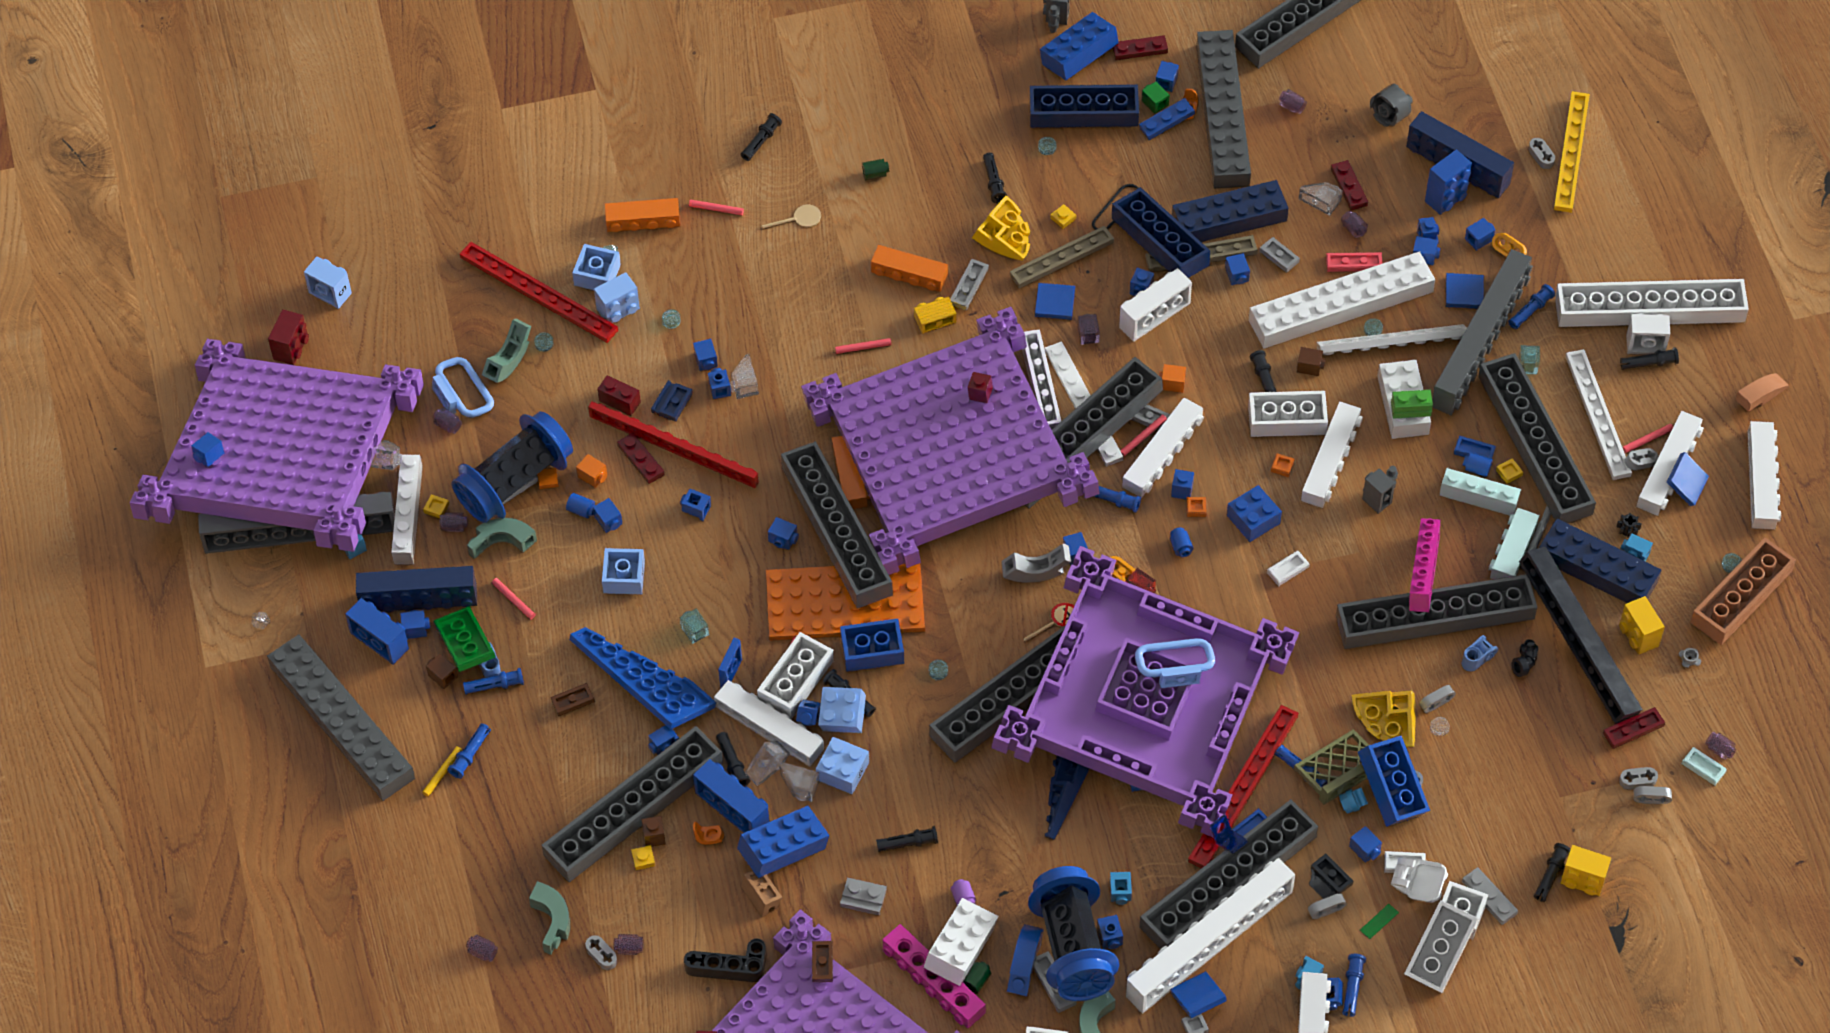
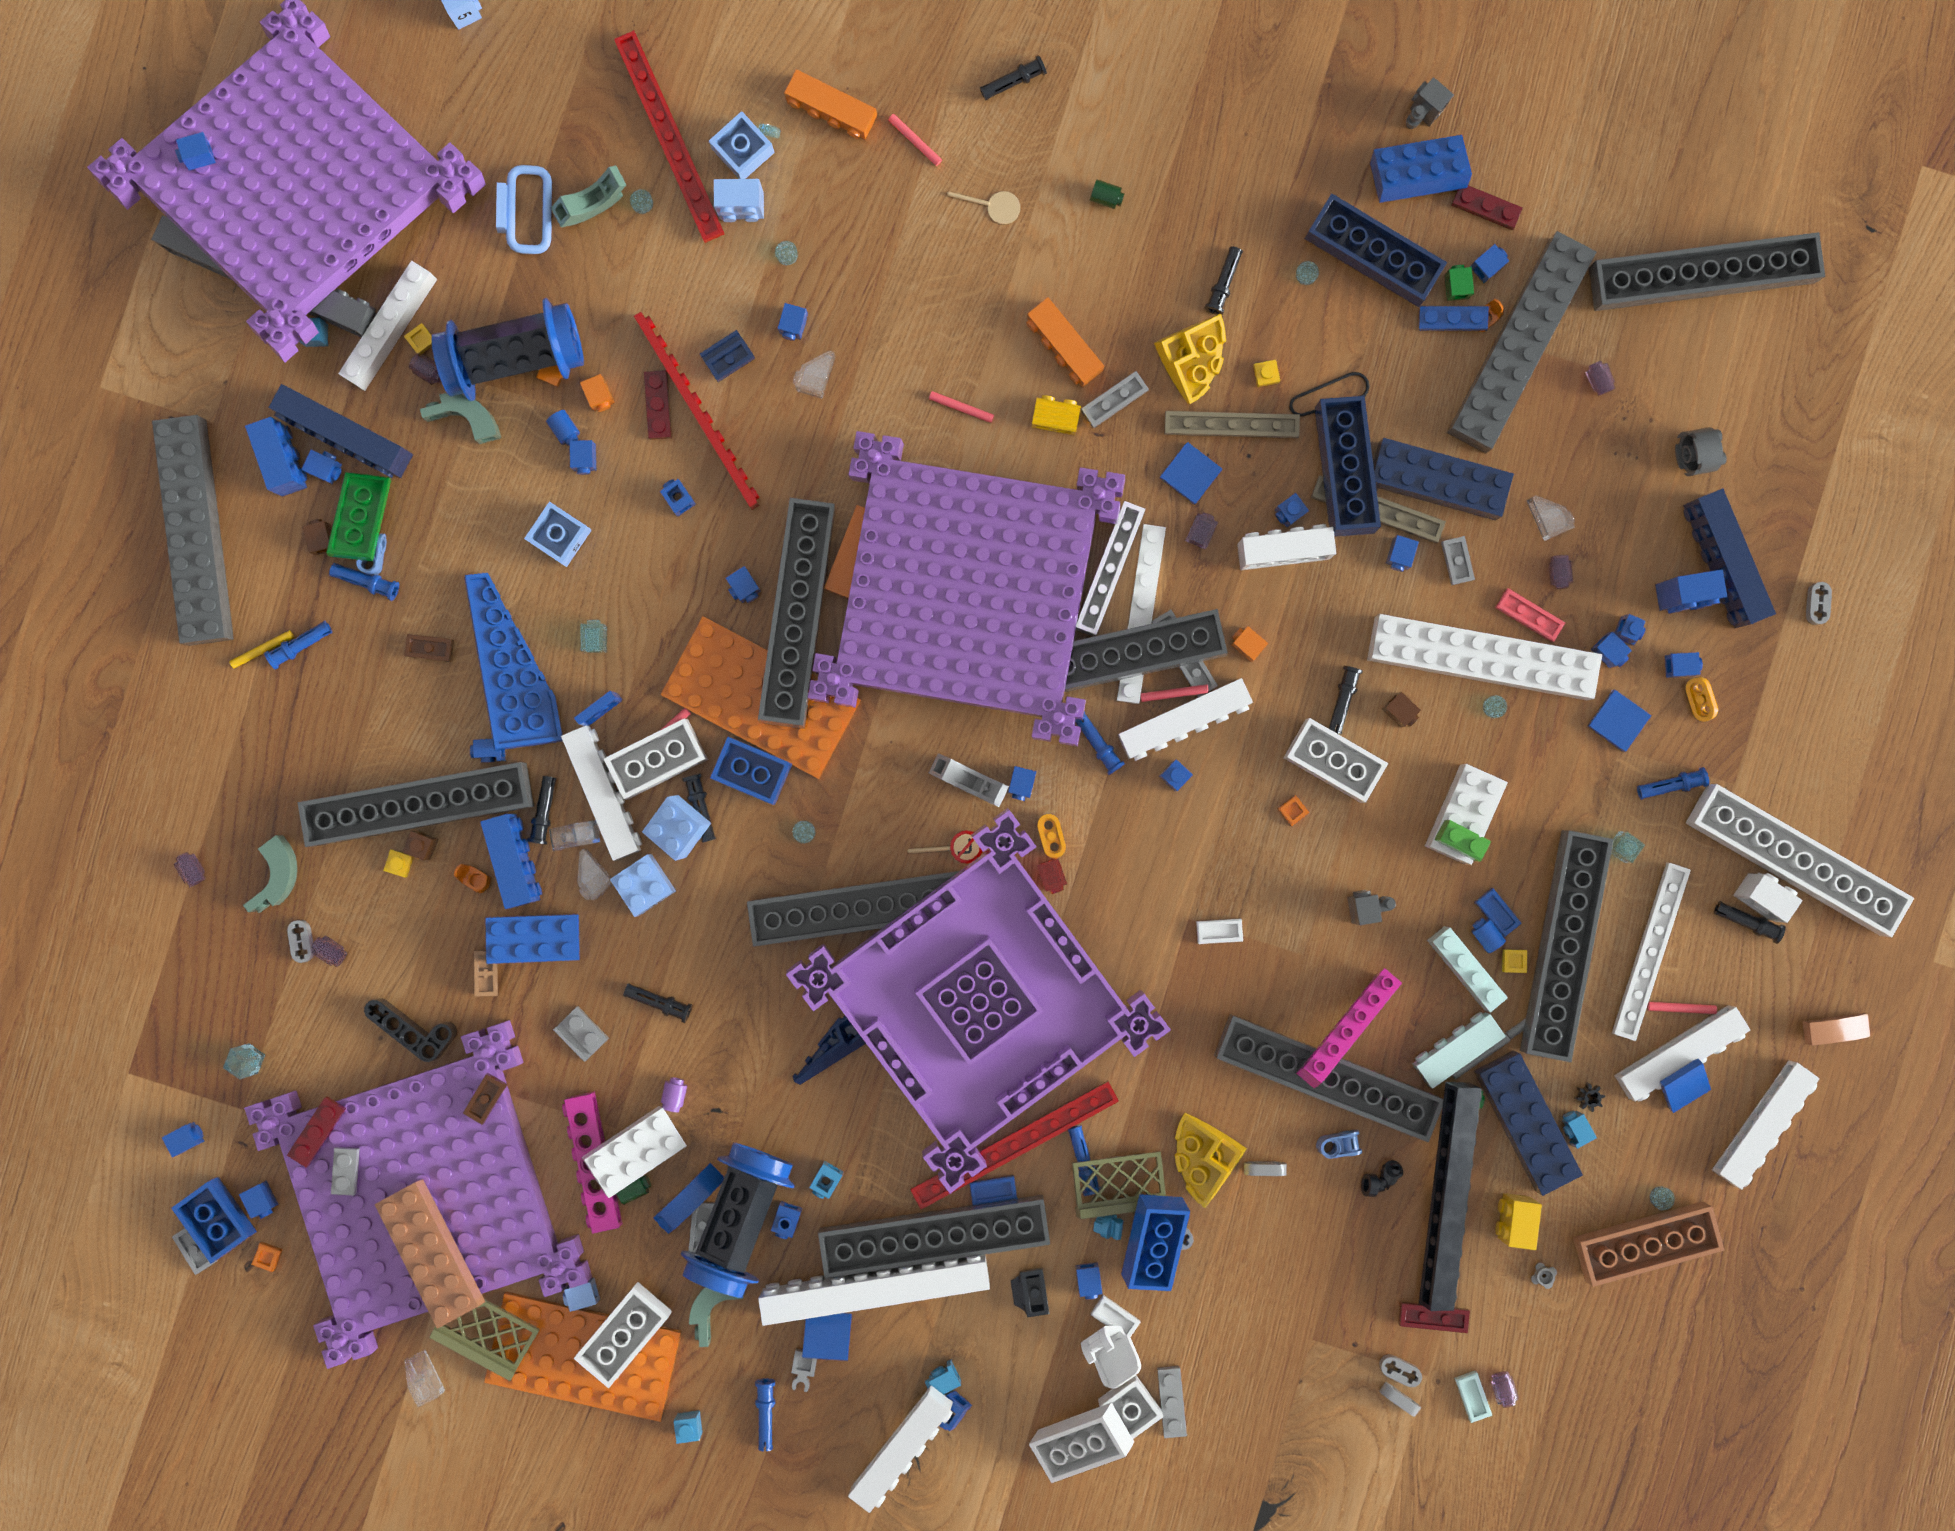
camera: 30 degrees right, 30 degrees up
(260, 620) = (177, 367): clear plate -> none
(288, 337) = (378, 41): dark red brick -> none
(386, 456) = (392, 254): clear slope -> none
(447, 420) = (487, 241): clear purple brick -> none
(513, 598) = (438, 493): coral bar -> none
(619, 395) = (675, 318): dark red brick -> none
(719, 383) = (786, 372): blue brick -> none
(807, 715) = (640, 812): blue brick -> none
(980, 387) = (1025, 560): dark red brick -> none
(1176, 675) = (1012, 1012): light blue bar -> none
(1181, 542) = (1131, 840): blue brick -> none
(1196, 506) = (1175, 805): orange tile -> none
(1227, 837) = (953, 1209): clear blue bracket -> none
(1254, 513) = (1225, 853): blue brick -> none
(1327, 906) = (1008, 1320): light grey beam -> none
(1331, 454) = (1348, 832): white brick -> none
(1349, 184) = (1589, 517): dark red plate -> none
(1354, 976) = (986, 1406): blue pin -> none
(1379, 921) = (1050, 1360): green sticker -> none
(1399, 338) = (1504, 734): white plate -> none
(1439, 726) = (1247, 1197): clear plate -> none
(1481, 332) = (1600, 788): dark grey brick -> none
(1555, 864) = (1256, 1411): black pin -> none
(1571, 152) = (1851, 622): yellow plate -> none
(1585, 870) = (1275, 1443): yellow brick -> none
(1639, 455) = (1657, 1027): light grey beam -> none

